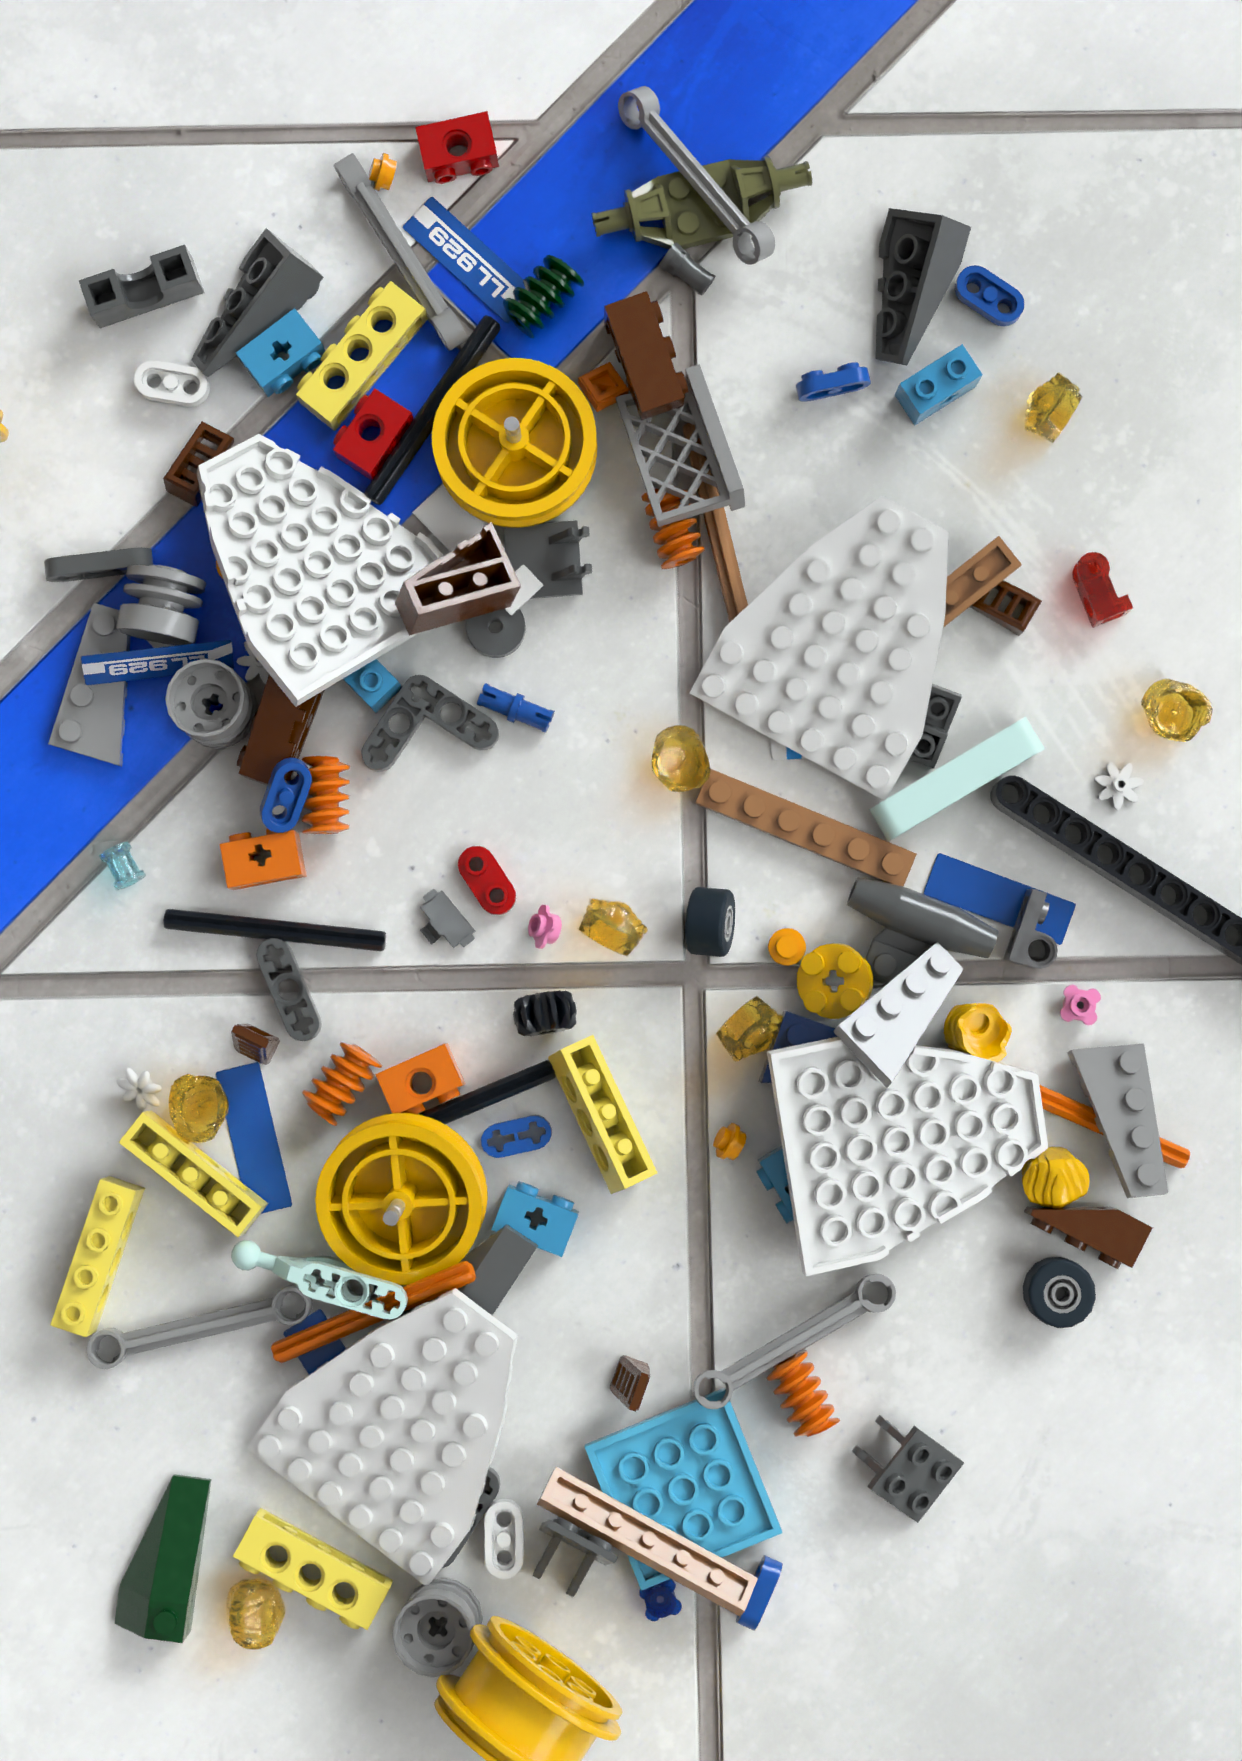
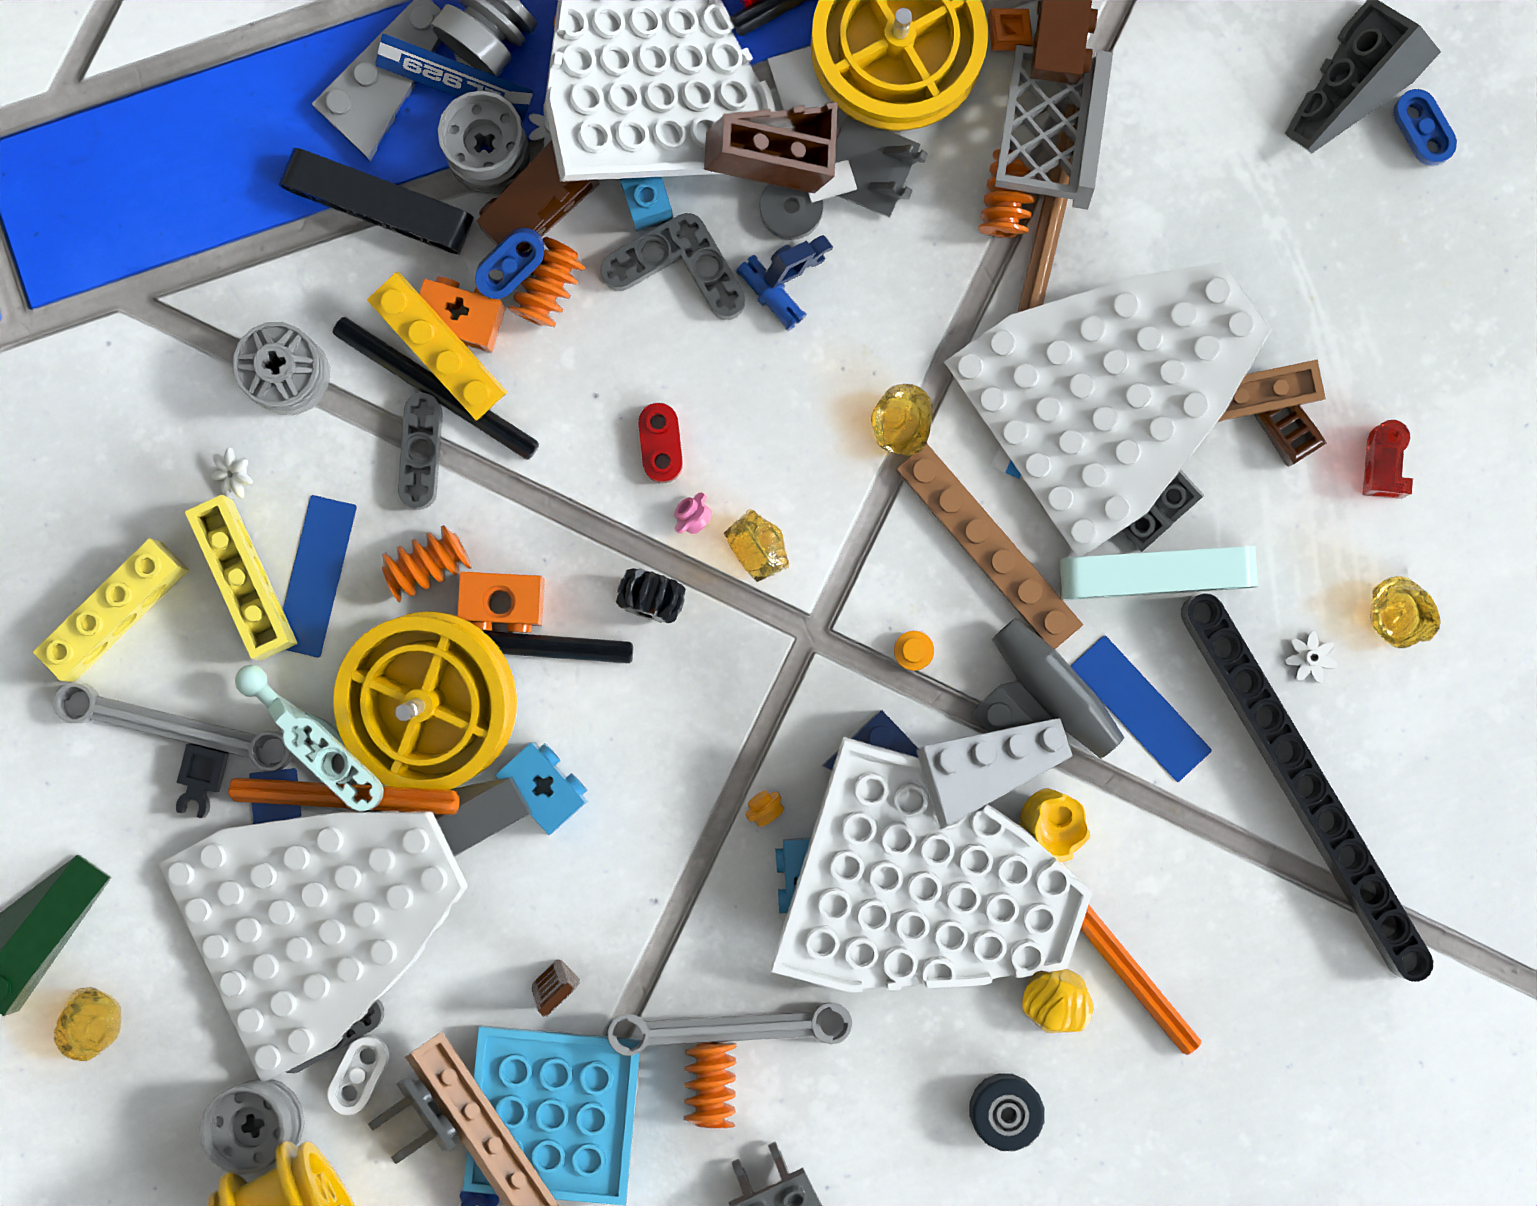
camera: 25 degrees right, 0 degrees up
(122, 865) = (322, 254): clear light blue bush -> none
(145, 798) = (376, 201): none -> black beam
(159, 980) = (300, 381): none -> light grey wheel
(197, 1107) = (276, 518): clear yellow hair -> none
(243, 1352) = (202, 772): none -> black plate
(254, 1043) = (361, 484): reddish brown slope -> none
(259, 895) = (437, 345): none -> yellow plate
(305, 1549) = (184, 1018): light yellow brick -> none
(445, 920) = (601, 461): piece -> none
(518, 1145) = (567, 690): blue beam -> none
(520, 674) = (792, 261): none -> dark blue plate
(602, 1114) = (656, 719): light yellow brick -> none
(710, 921) = (852, 588): black wheel -> none
(749, 1029) = (838, 711): clear yellow hair -> none
(817, 967) = (932, 684): yellow plate -> none
(846, 379) = (1218, 132): blue plate -> none
(938, 384) = (1332, 187): dark azure brick -> none
(1032, 911) = (1165, 736): flat silver plate -> none
(1052, 407) = (1431, 263): clear yellow hair -> none
(1071, 1011) = (1163, 837): bright pink plate -> none
(1102, 1228) = (1082, 1075): reddish brown slope -> none
(1123, 1103) = (1158, 969): light grey wing -> none

